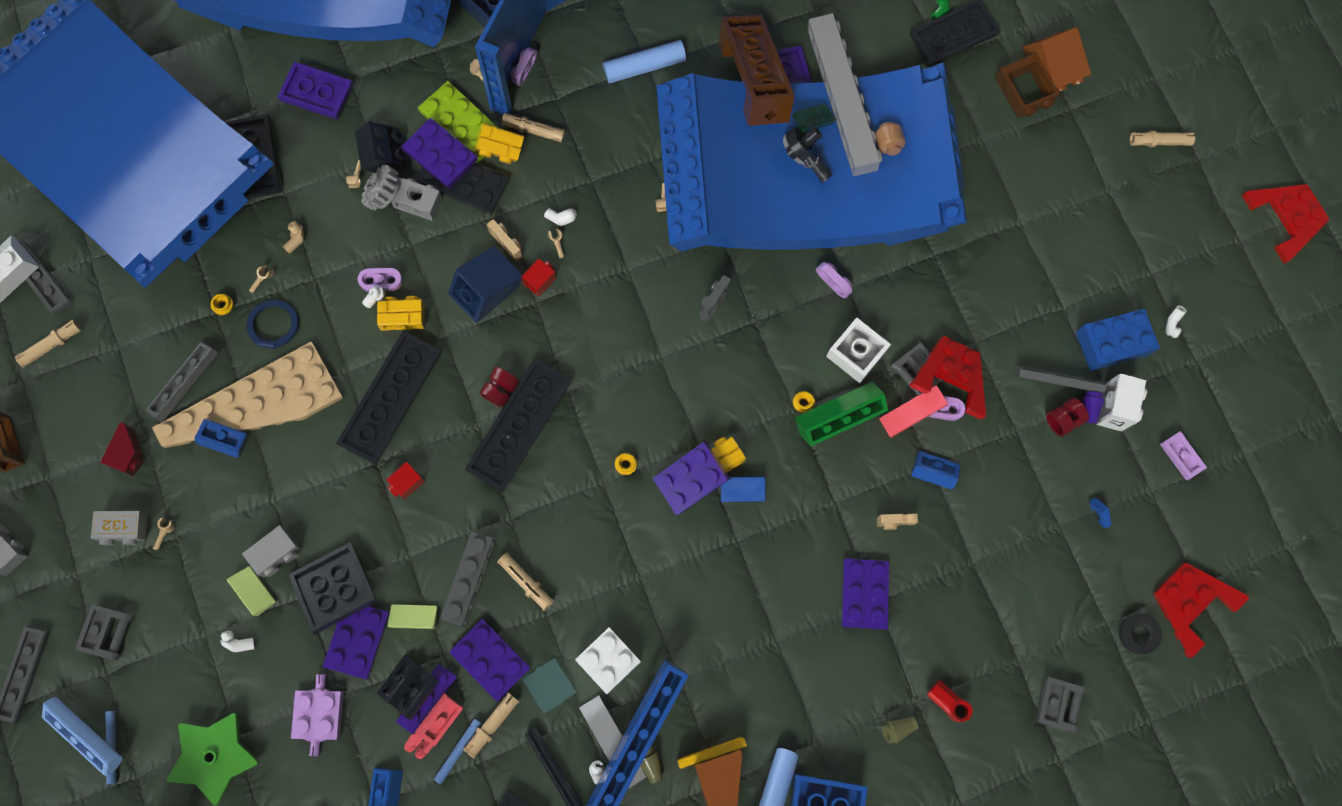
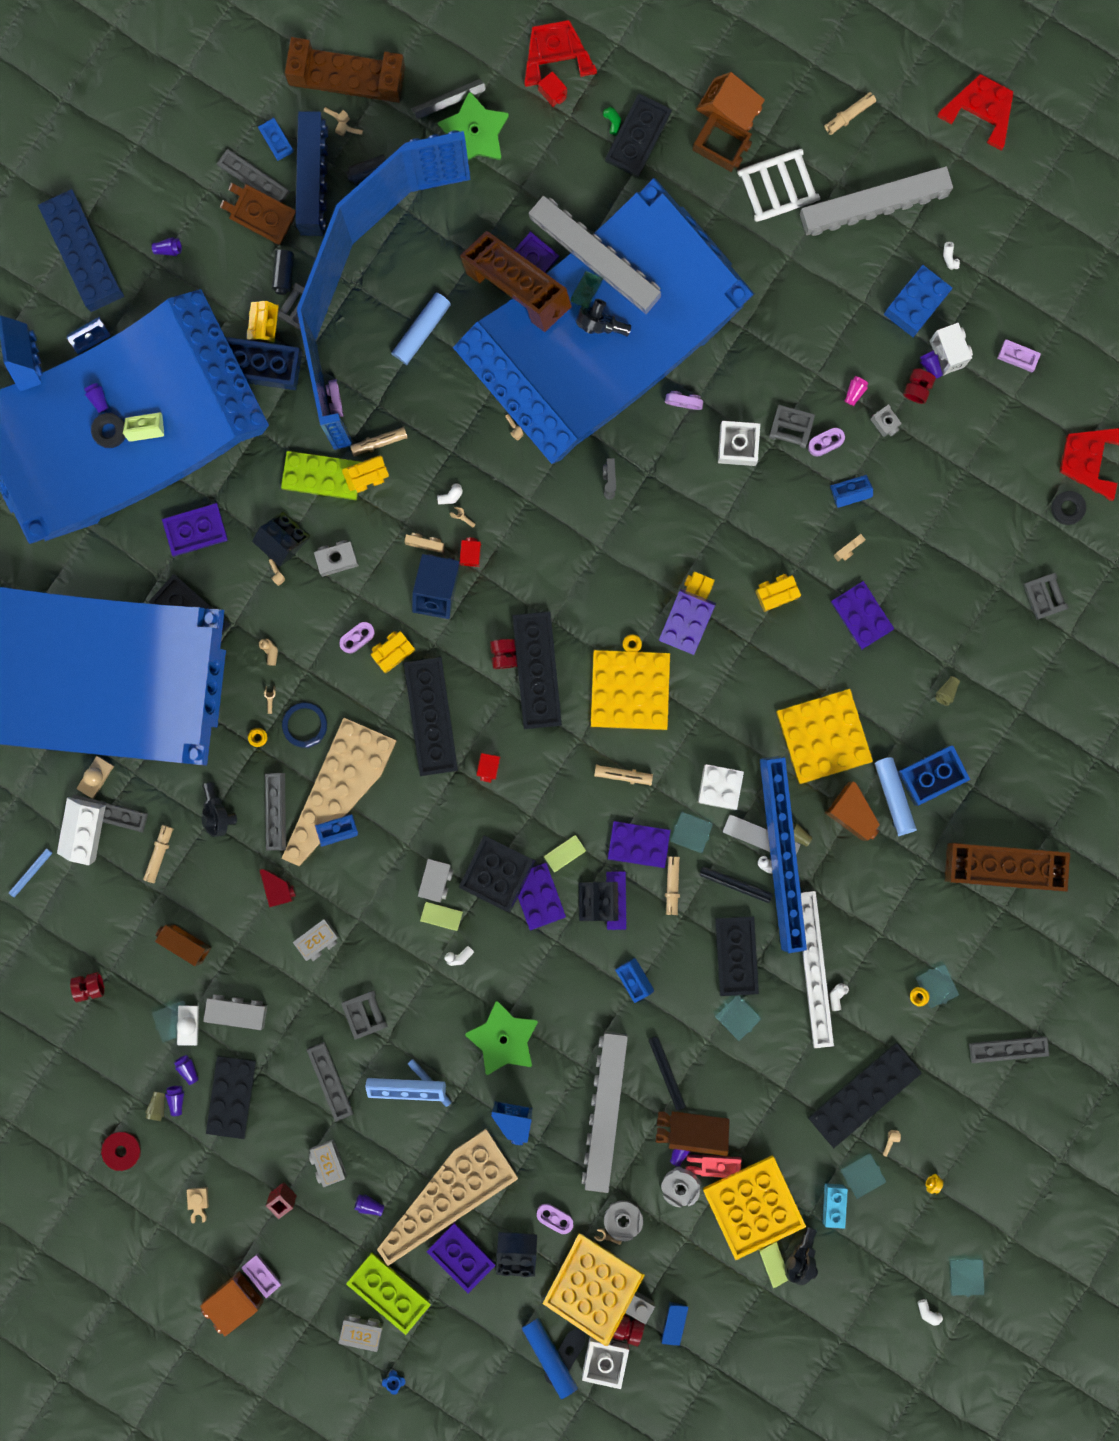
camera: 30 degrees left, 10 degrees up
(53, 237) = (95, 777): none -> tan tile
(121, 342) = (214, 814): none -> black pin
(163, 531) = (348, 923): tan hand -> none
(317, 715) = (551, 963): lavender plate -> none
(375, 294) = (363, 651): white arm -> none
(380, 188) = (306, 570): light grey gear -> none
(433, 726) = (635, 914): coral hinge -> none
(439, 152) = (327, 512): dark purple plate -> none
(457, 751) = (662, 919): medium blue bar -> none
(468, 579) = (584, 801): dark grey brick -> none
(475, 68) = (299, 426): tan hand -> none
(477, 187) = (356, 519): black plate -> none
(592, 506) = (630, 690): none -> yellow plate
(711, 752) = (833, 796): yellow tile -> none
(743, 489) = (728, 602): blue slope -> none
(746, 686) = (824, 736): none -> yellow plate
(798, 513) = (778, 592): none -> yellow brick
(805, 396) = (725, 502): yellow plate -> none
(841, 414) = (759, 499): green brick -> none
(890, 138) = (654, 267): medium nougat head -> none
(913, 411) = (808, 460): coral tile -> none
(948, 700) = (967, 648): red piece -> none
(957, 366) = (815, 404): red wing -> none
(1004, 379) = (856, 390): none -> dark pink cone
(1007, 433) = (879, 421): none -> light grey brick
(1060, 379) = (896, 360): dark grey tile -> none
(1068, 138) = (779, 161): none -> white bar
(1102, 511) = (981, 436): blue tile -> none
(1137, 227) = (875, 201): none -> light grey brick

